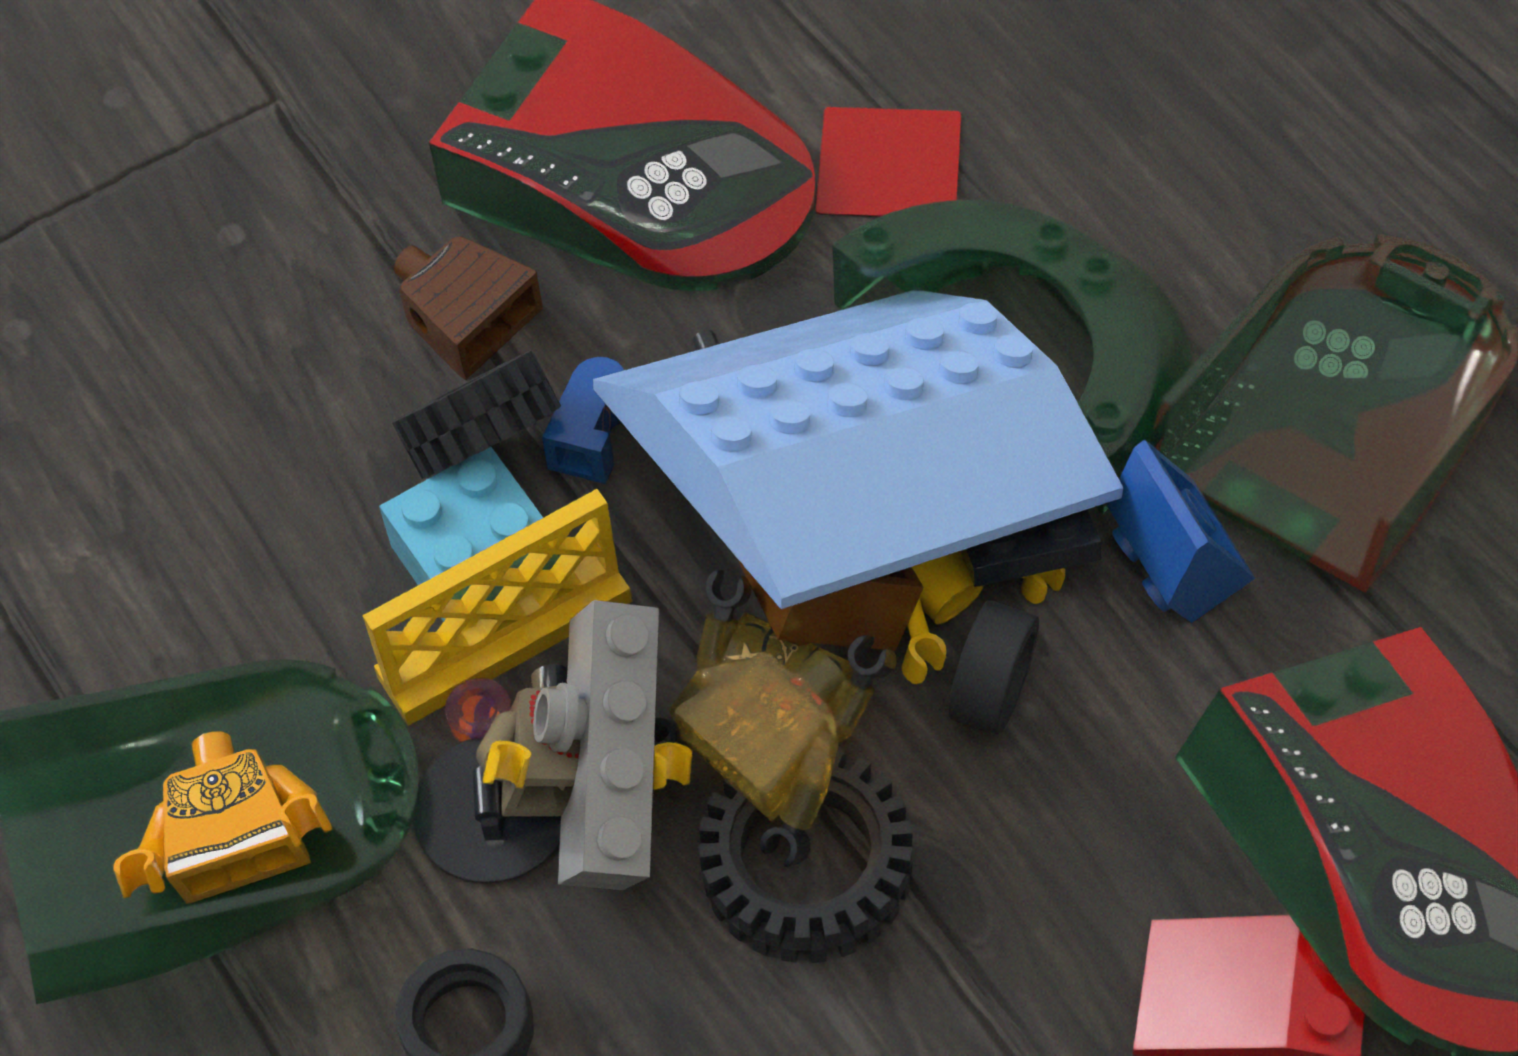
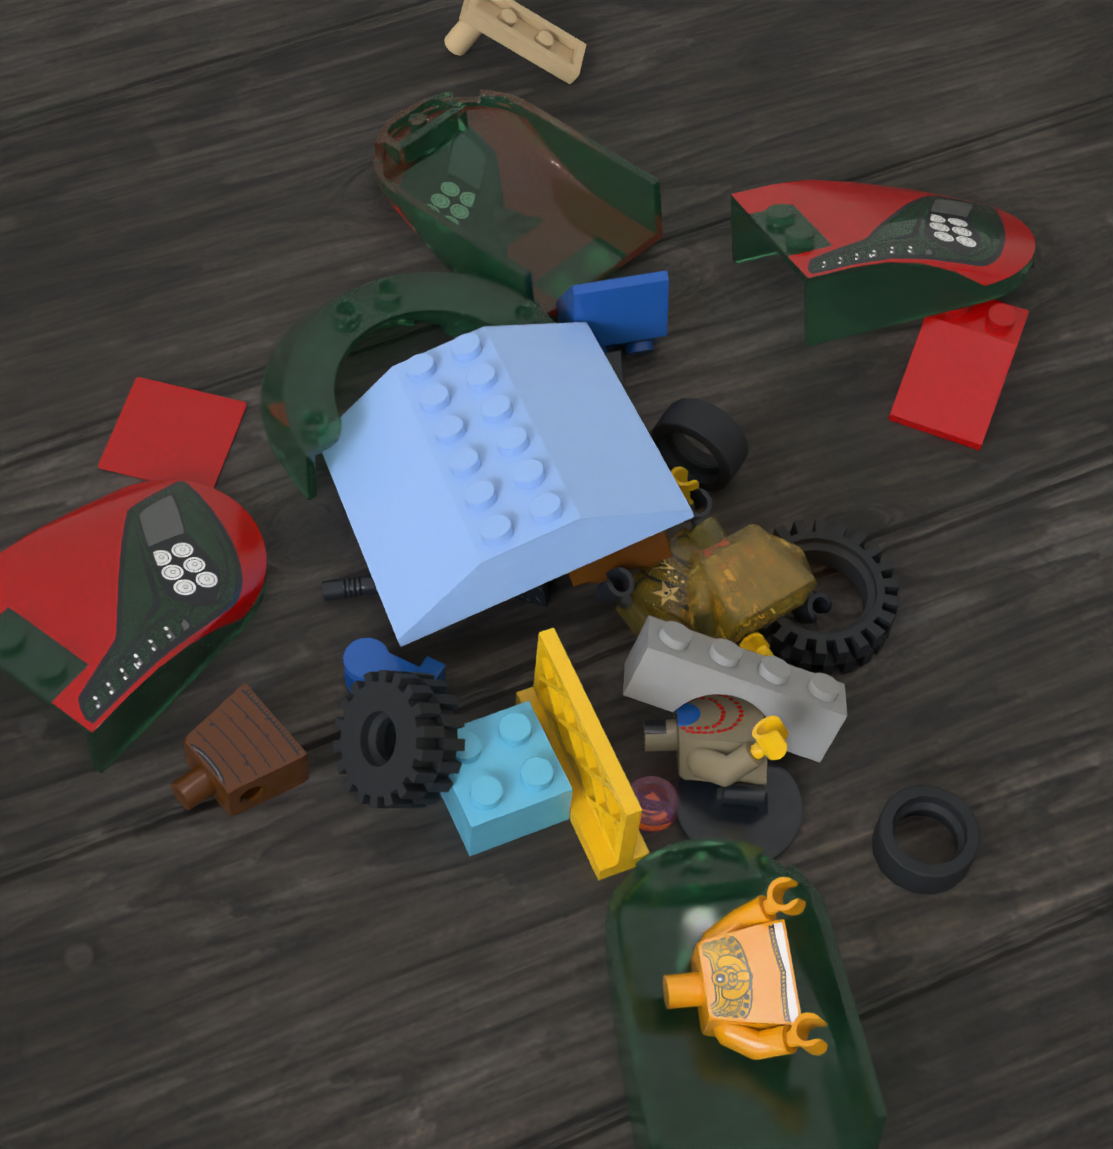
camera: 90 degrees left, 0 degrees up
(559, 717) = (725, 702): light grey plate -> none

